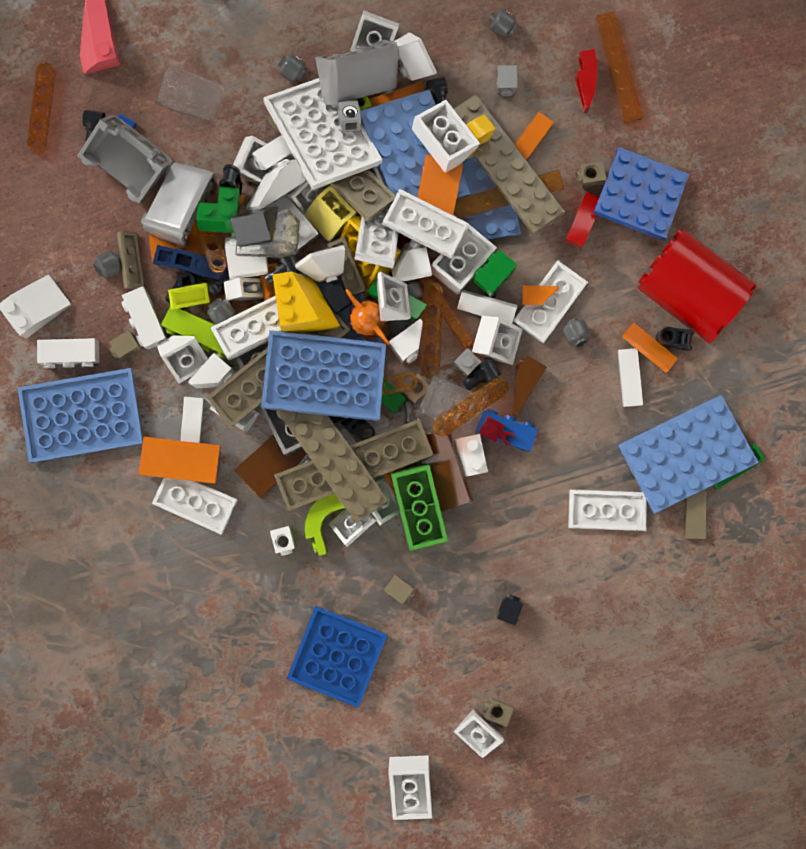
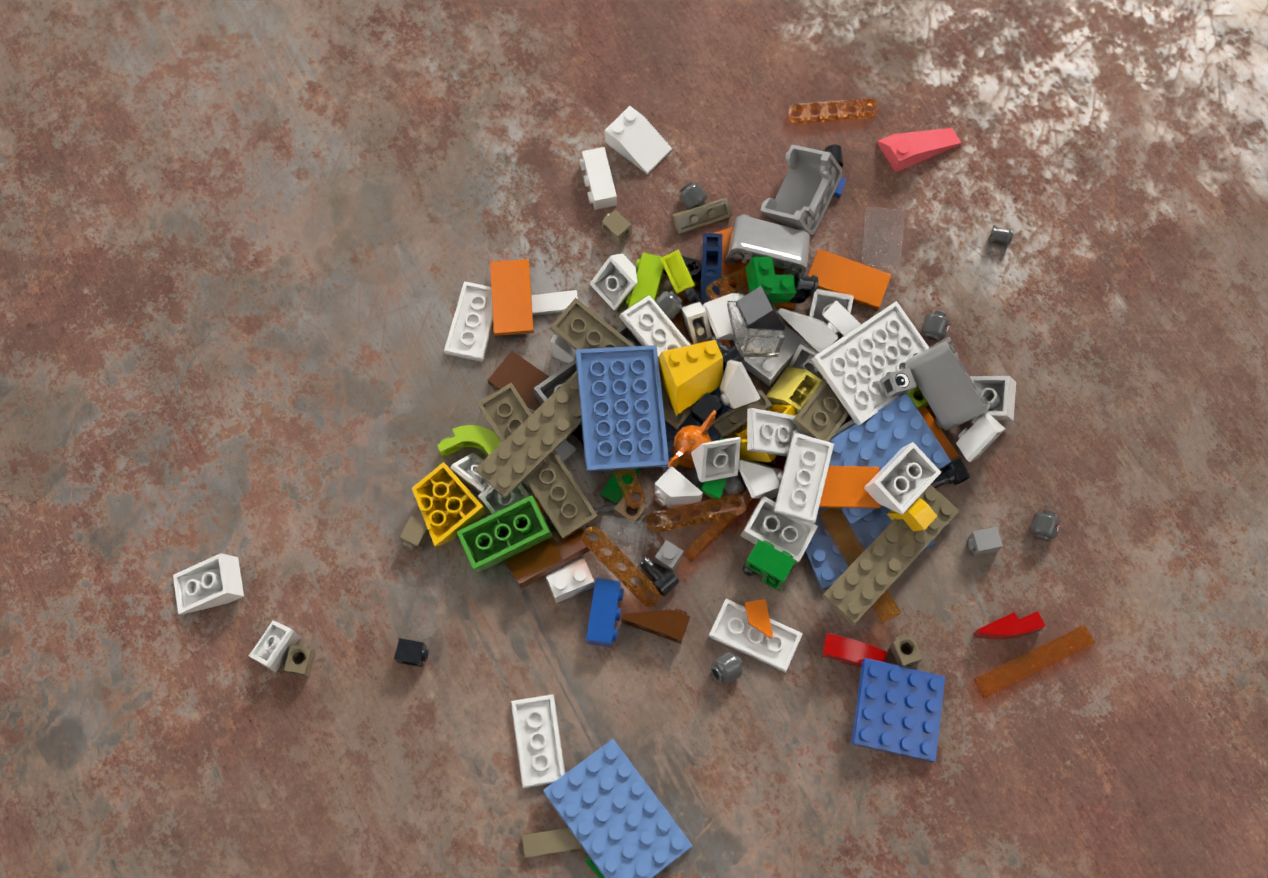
camera: 75 degrees right, 15 degrees down
(80, 415) = (539, 202): medium blue plate -> none
(143, 318) = (648, 238): white brick -> none
(212, 373) = (605, 305): white slope -> none
(225, 136) = (850, 278): none -> orange tile
(276, 534) = (447, 402): white brick -> none
(337, 656) = (336, 485): blue plate -> none
(357, 427) = (577, 461): black piece -> none
(379, 557) = (446, 504): none -> yellow wedge
(486, 306) = (734, 567): white tile -> none
(493, 430) = (601, 595): dark red plate -> none
(497, 339) = (700, 585): white slope -> none
(533, 135) = (930, 581): orange tile -> none
(630, 377) = (690, 738): white tile -> none
(649, 347) = (728, 753): orange tile -> none
(679, 338) = (746, 782): black piece -> none
(696, 286) = (812, 792): red cylinder -> none

